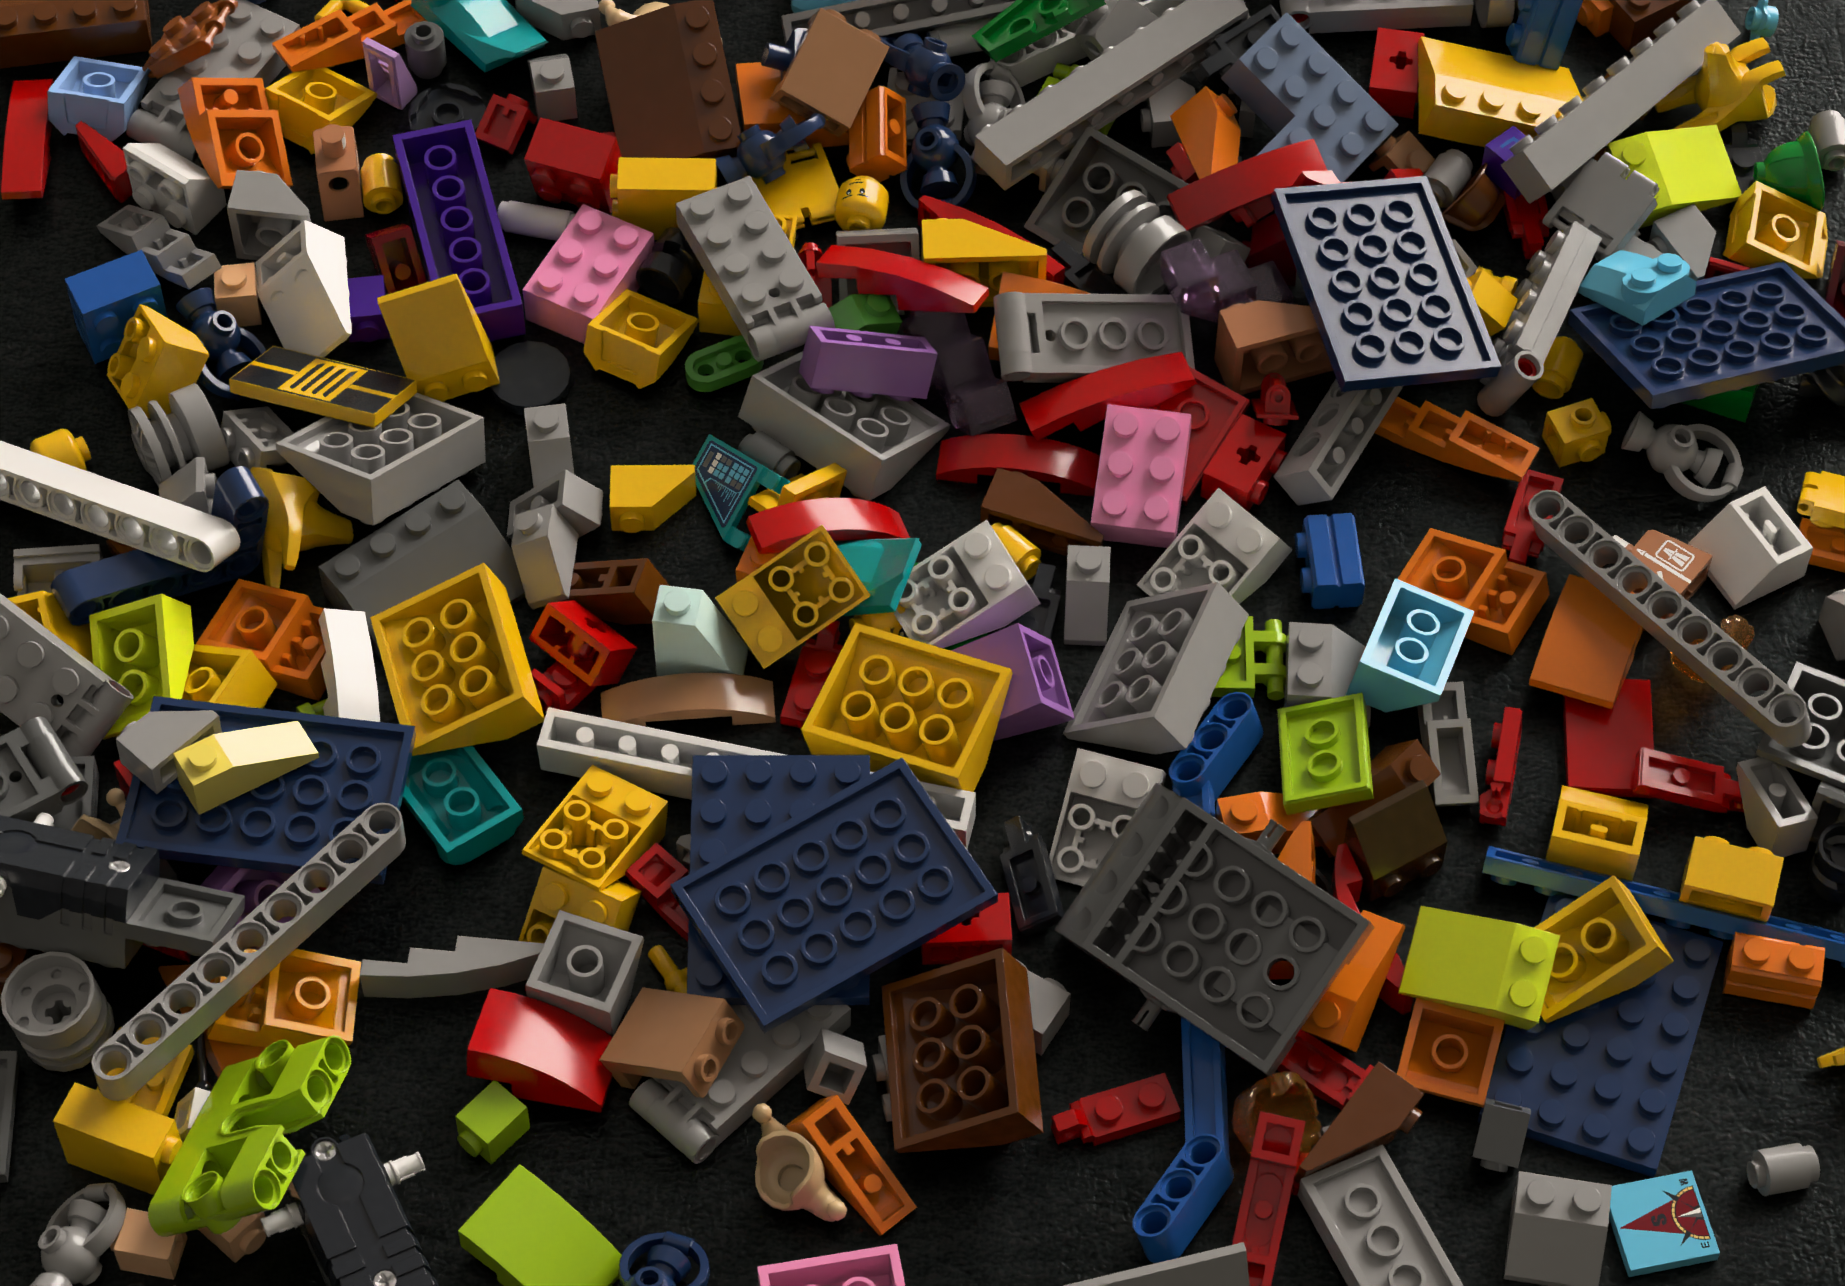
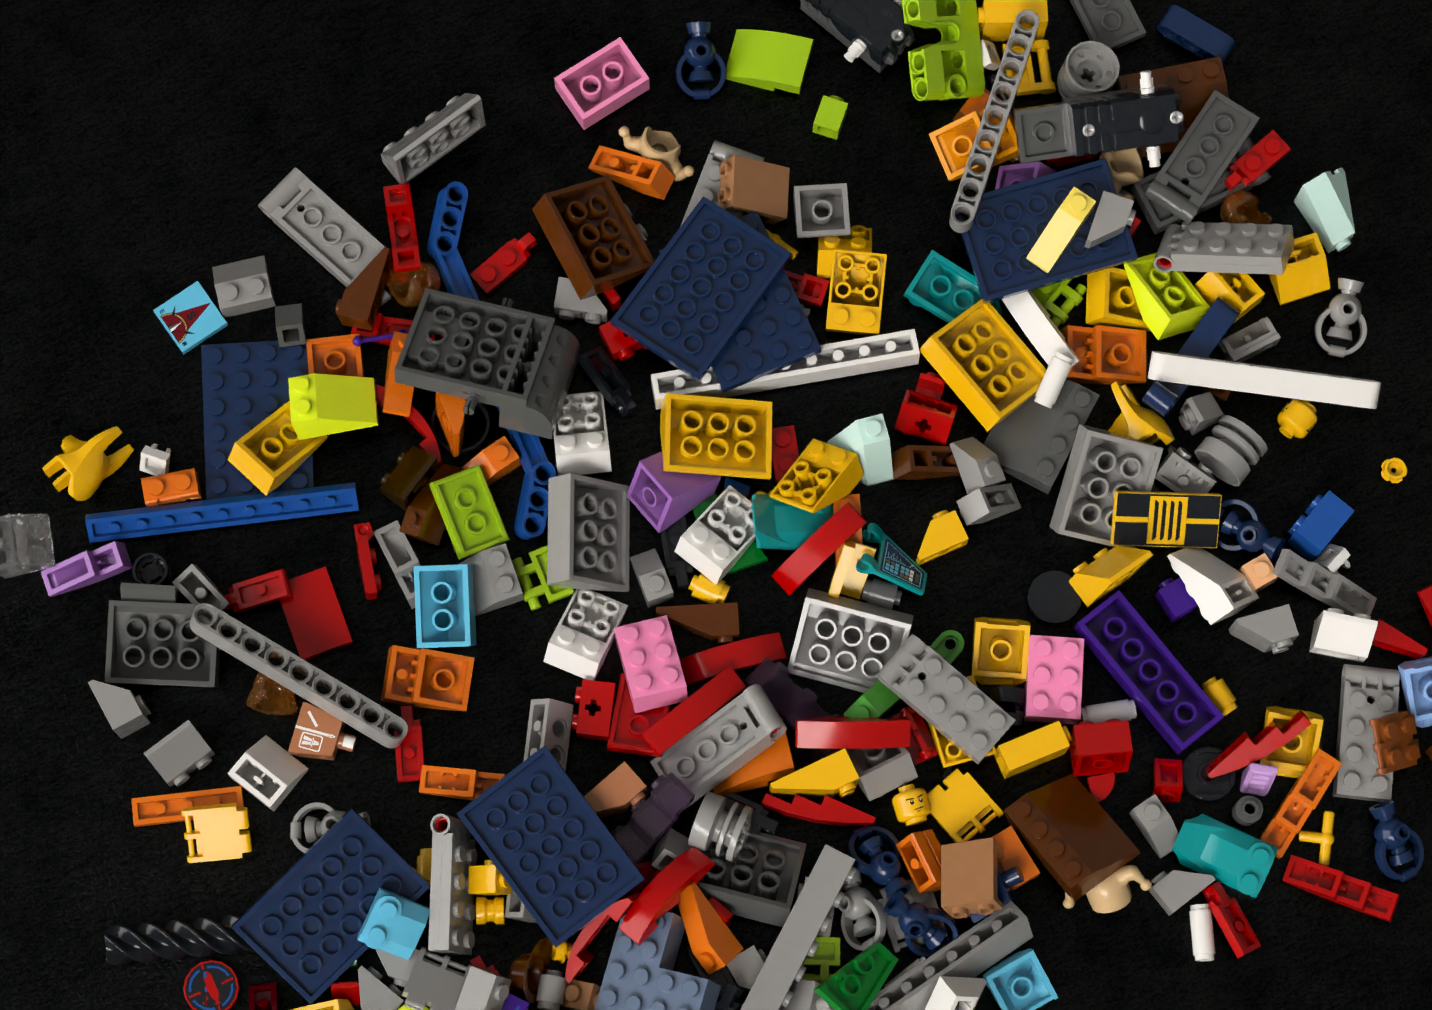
camera: 155 degrees right, 20 degrees up
(155, 360) = (1272, 491): yellow slope -> none
(233, 128) = (1322, 679): orange slope -> none
(338, 157) = (1249, 690): nougat torso -> none
(374, 598) = (1053, 380): none -> white piece
(376, 90) = (1248, 750): none -> red slope
(396, 257) = (1177, 638): dark red slope -> none
(472, 967) = (888, 199): light grey slope -> none
(540, 1052) = (823, 159): red slope -> none
(548, 441) = (1012, 543): light grey slope -> none
(691, 697) = (863, 404): medium nougat slope -> none
(764, 151) = (983, 809): dark blue piece -> none
(835, 1065) = (662, 215): light grey brick -> none
(867, 363) = (848, 669): medium lavender brick -> none
(1275, 401) = (591, 756): red hinge -> none
(1327, 1058) = (358, 341): none -> dark purple hinge
(1331, 561) = (517, 662): blue brick -> none
(1576, 432) = (400, 821): yellow brick -> none
(1586, 646) = (345, 654): orange slope -> none
(1597, 832) = (298, 540): yellow slope -> none
(1731, 878) = (211, 525): yellow slope -> none
(1783, 1168) = (133, 372): light grey brick -> none
(1787, 1024) = (154, 460): none -> white tile

